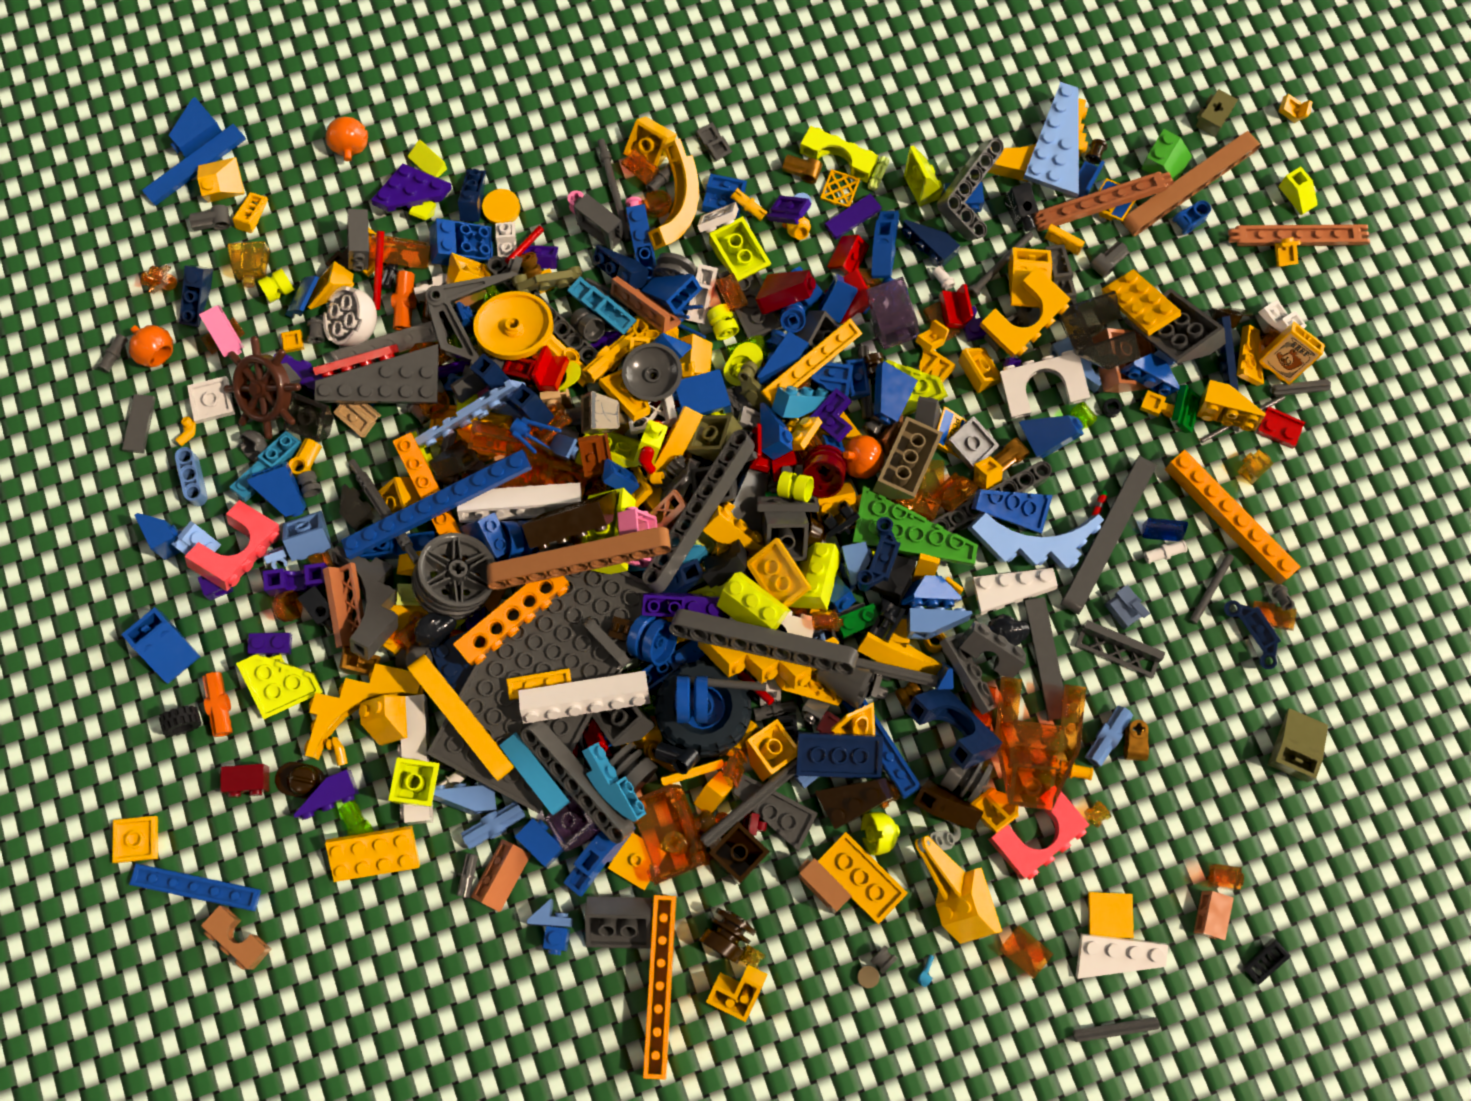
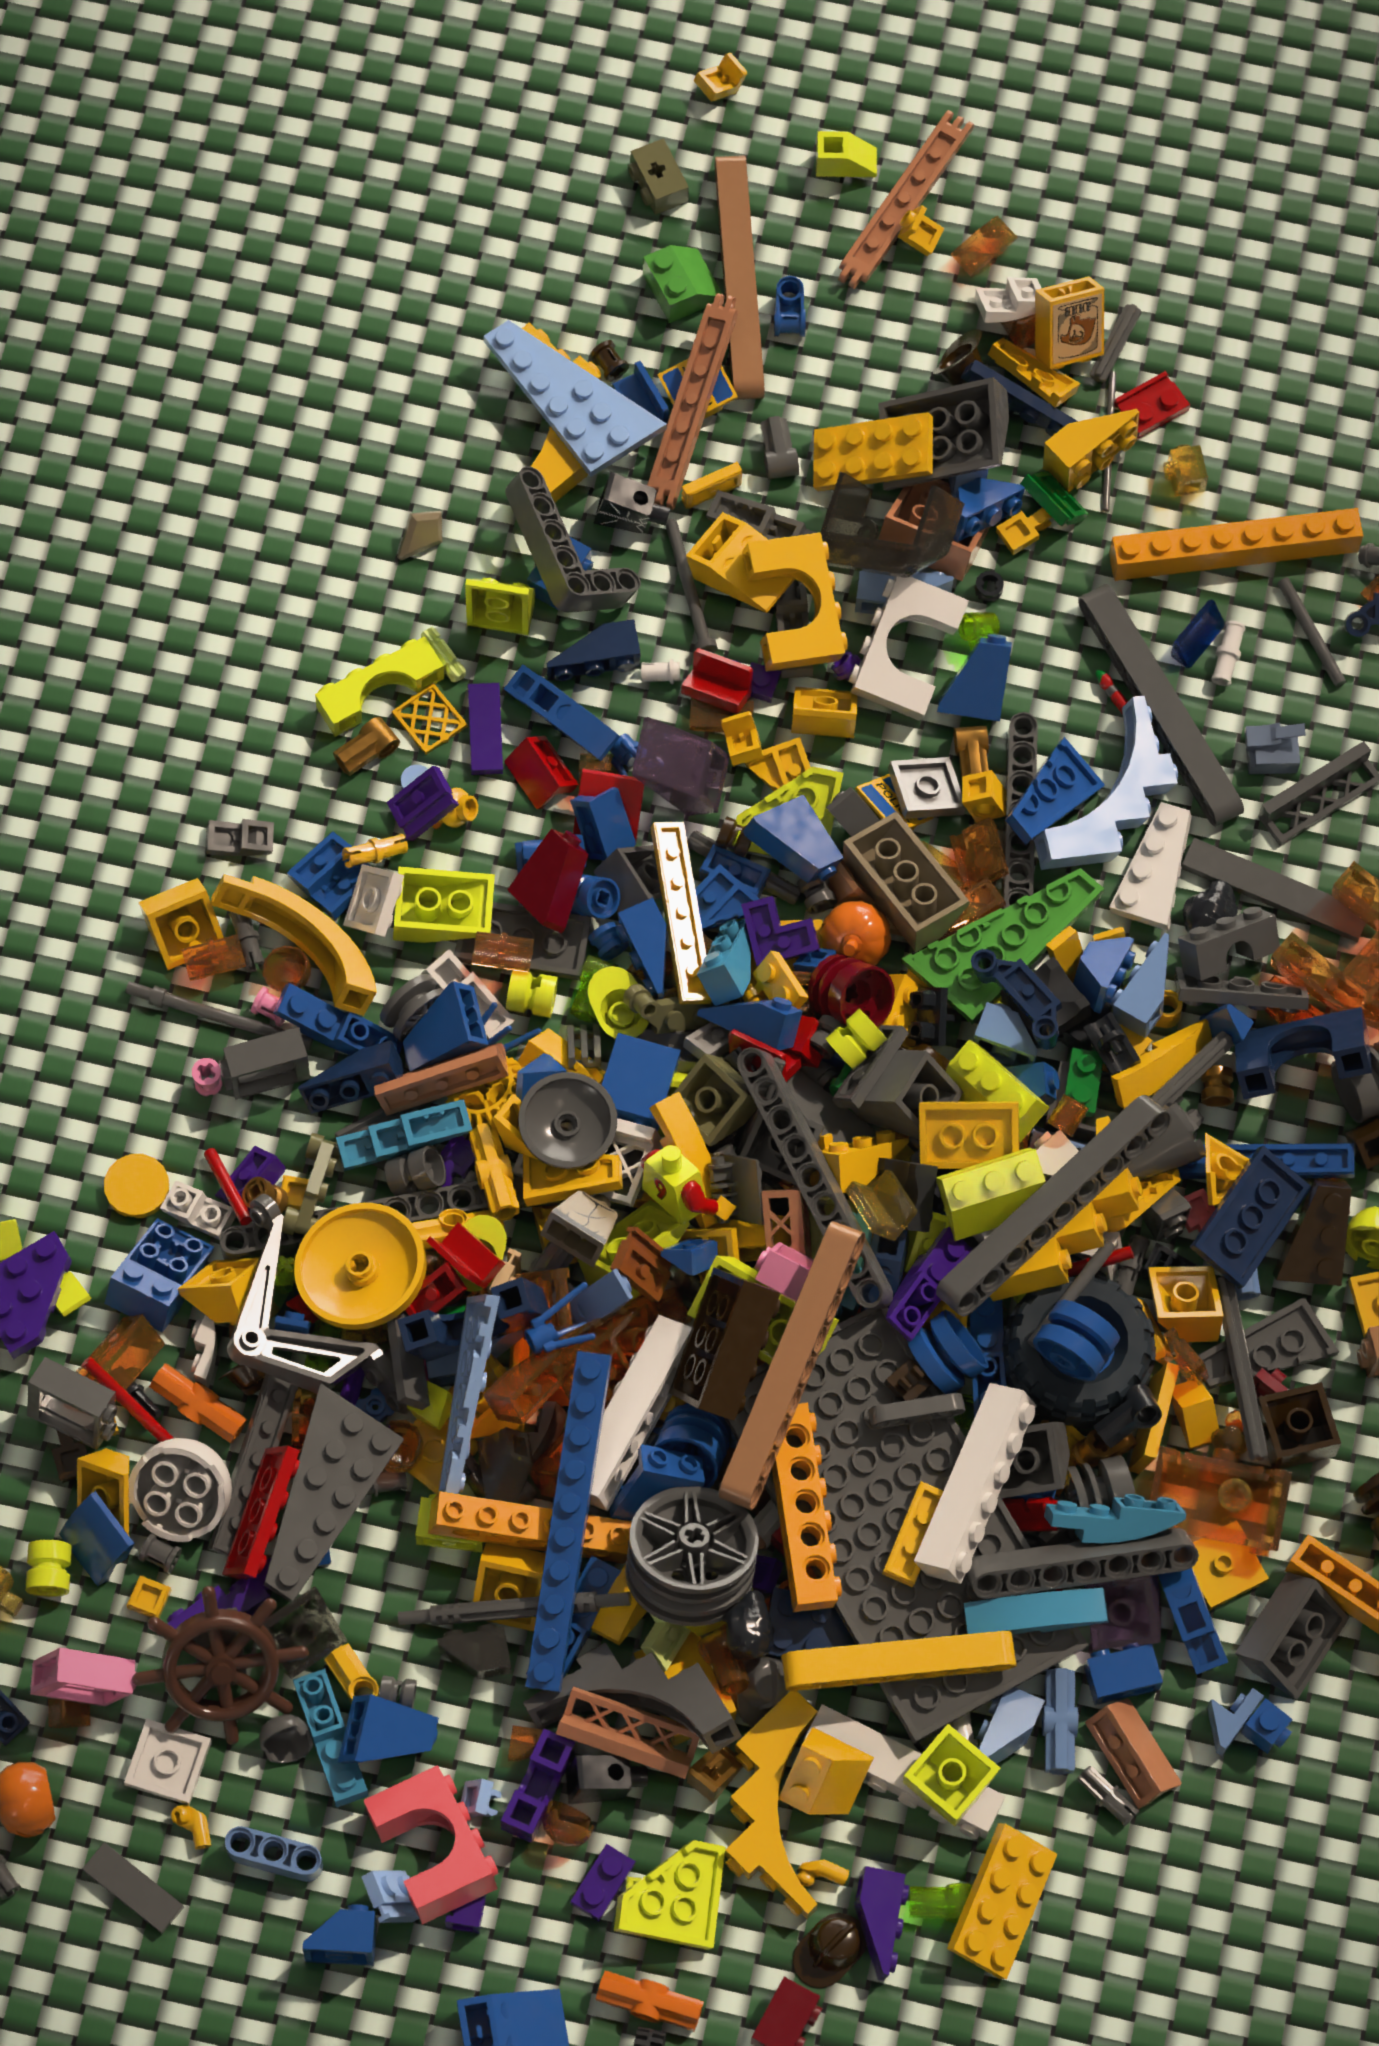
camera: 60 degrees left, 5 degrees down
(306, 536) = (475, 1739): medium blue slope -> none
(357, 416) = (341, 1567): tan plate -> none
(472, 195) = (92, 1213): dark blue slope -> none
(706, 554) = (883, 1206): none -> clear yellow panel
(708, 360) = (584, 1034): none -> dark grey tile
(935, 123) = (421, 533): none -> dark tan piece
(1304, 288) = (984, 245): none -> clear orange slope

